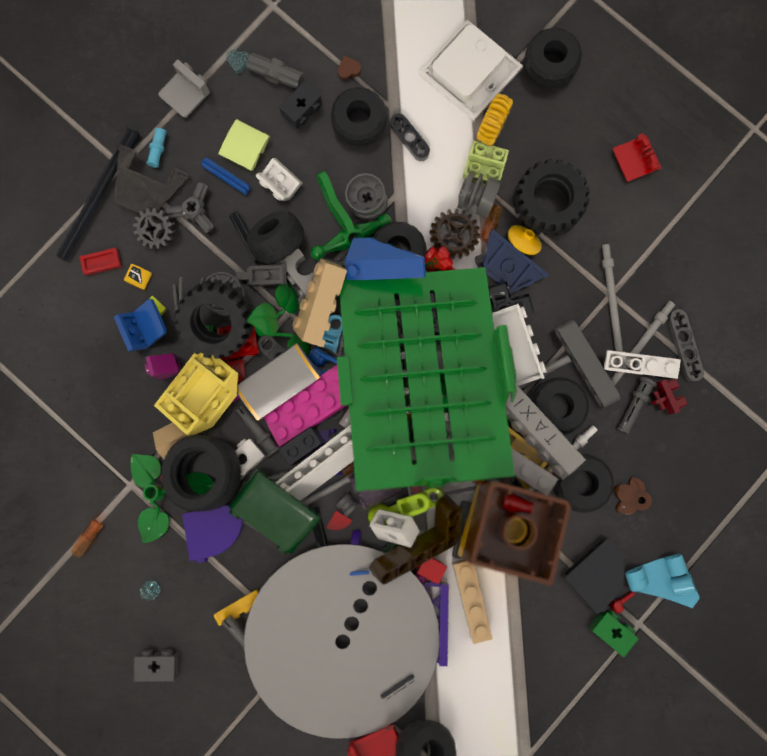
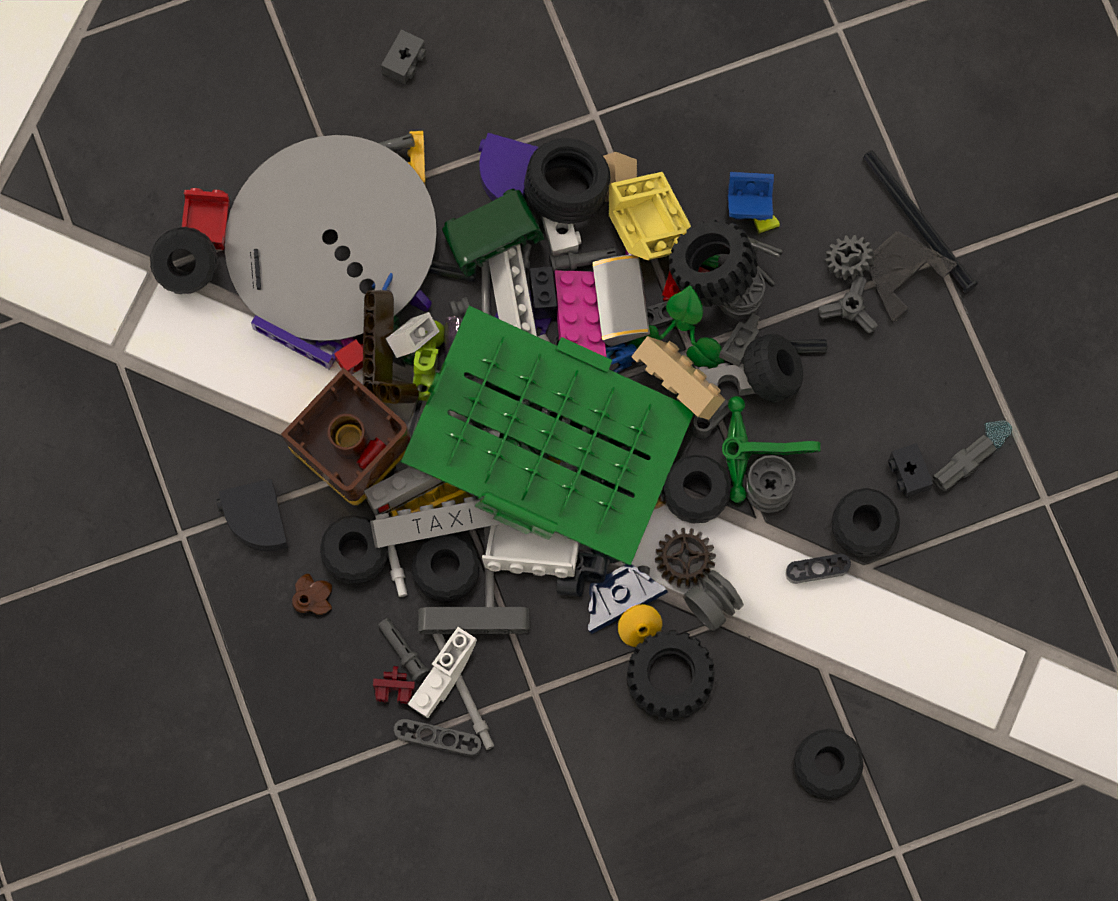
camera: 115 degrees right, 10 degrees down
(86, 538) = (563, 50): clear orange axle -> none
(100, 261) = (844, 191): red tile -> none
(137, 276) = (807, 219): slope -> none
(149, 590) = (479, 84): clear light blue plate -> none
(152, 522) = (600, 134): green plant -> none
(156, 147) = (939, 302): medium azure pin -> none
(163, 366) = (697, 198): magenta slope -> none
(184, 90) = (988, 358): light grey bracket -> none
(225, 175) = (872, 357): blue axle -> none
(239, 367) = (657, 269): red tile -> none
(244, 145) = (896, 391): yellowish green slope -> none
(279, 180) = (837, 406): white bracket -> none
(333, 335) = (640, 375): medium azure piece -> none
(338, 521) = (448, 293): red tile -> none
(348, 68) = (929, 543): reddish brown tile -> none
(376, 260) = (690, 452): blue wedge -> none
(438, 260) = (662, 524): red rock -> none
(468, 68) = (865, 671): white piece -> none
(472, 601) = (290, 377): tan brick -> none
(486, 160) = (746, 633): yellowish green slope -> none
(491, 222) = (678, 605): clear orange axle -> none
(494, 119) = (787, 659): yellow gear -> none
(607, 264) = (568, 703): light grey bar -> none
(616, 605) = (213, 521): red hand -> none
(624, 638) = (197, 492): green brick -> none
(636, 158) = (669, 799): red hinge -> none
(666, 579) = (214, 580): medium azure panel -> none

